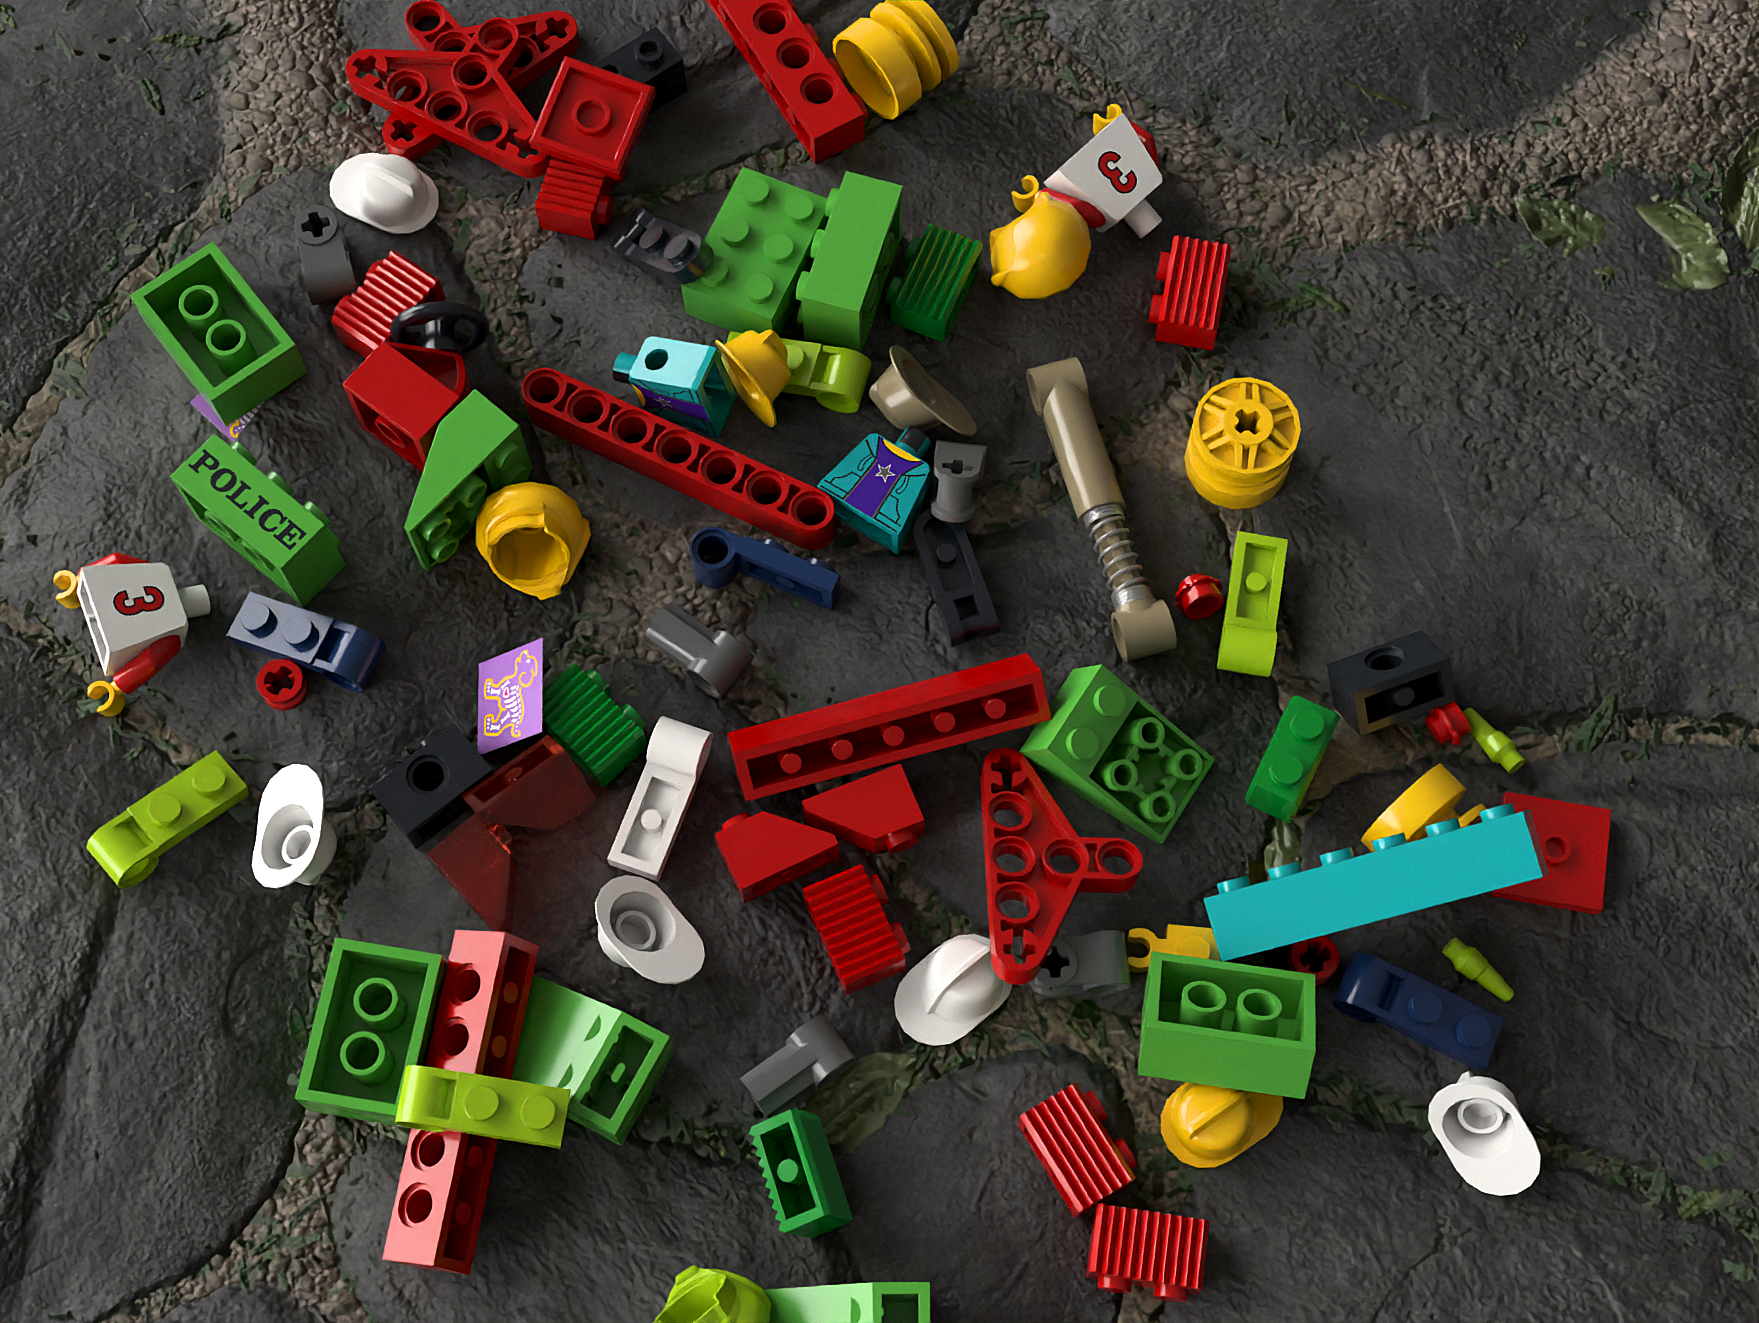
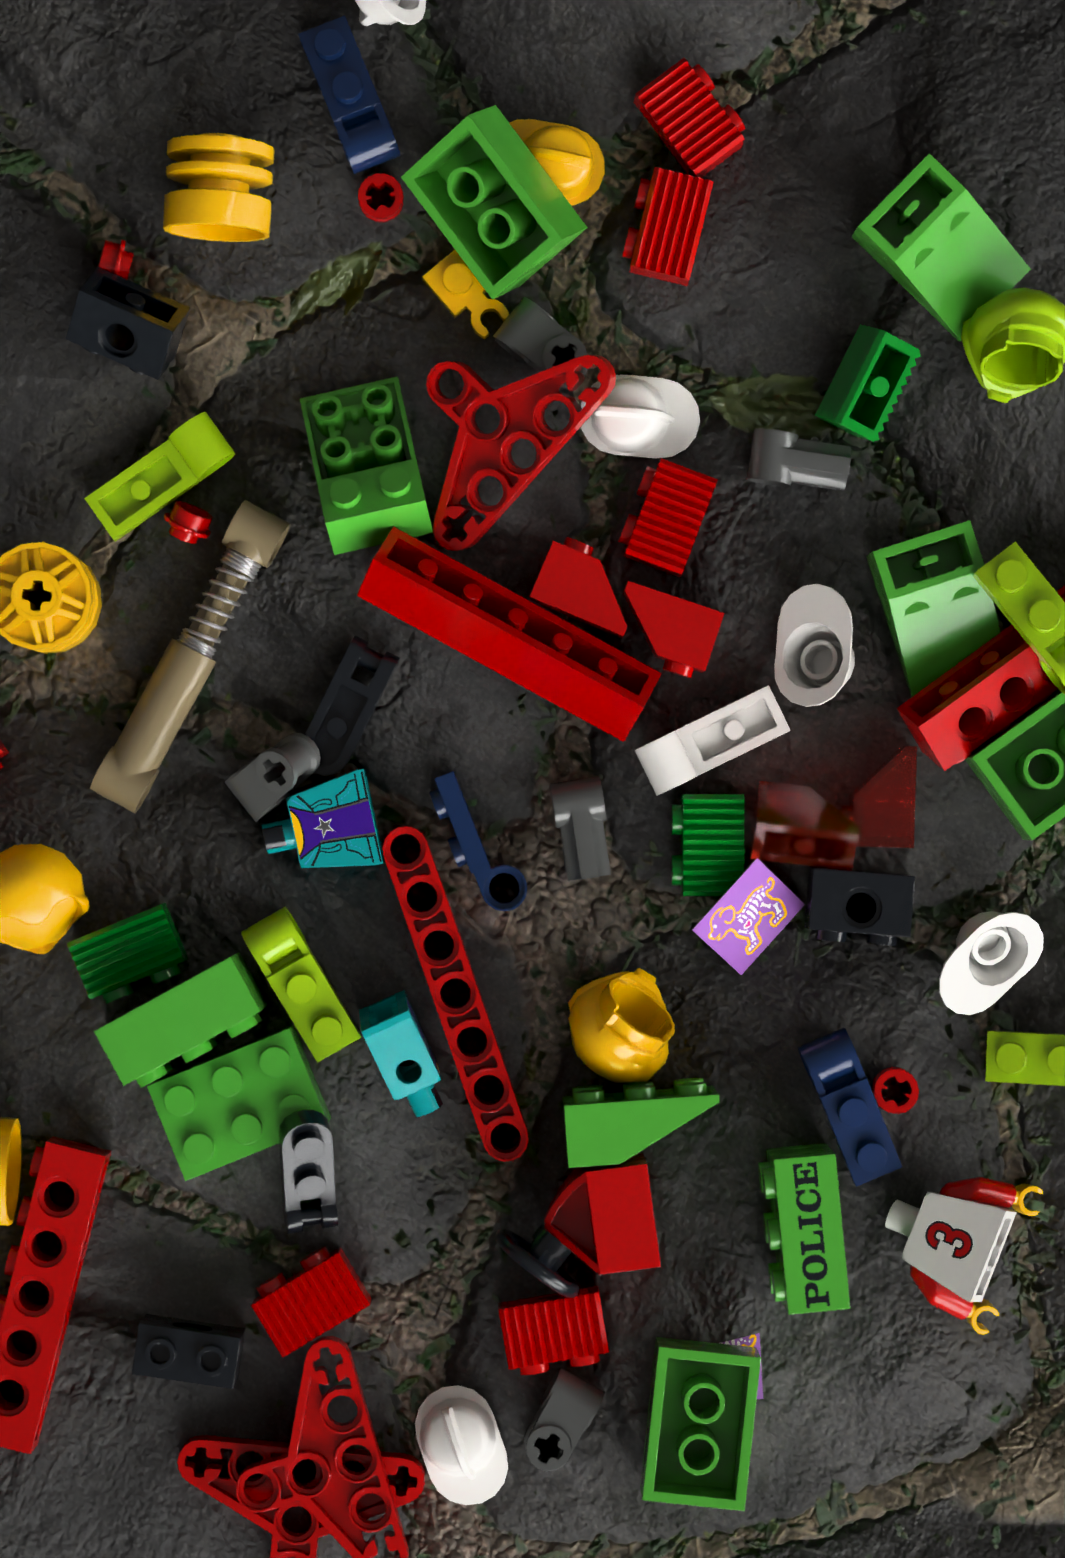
camera: 135 degrees left, 20 degrees up
(592, 117) = (260, 1332): red plate -> none
(757, 370) = (338, 995): yellow piece -> none
(915, 399) = (234, 867): dark tan piece -> none
(1291, 758) = (252, 339): green brick -> none
(1378, 884) = (305, 184): teal brick -> none
(1475, 967) = (277, 86): lime piece -> none
(1494, 743) = (95, 216): lime piece -> none
(1575, 853) = (140, 108): red plate -> none

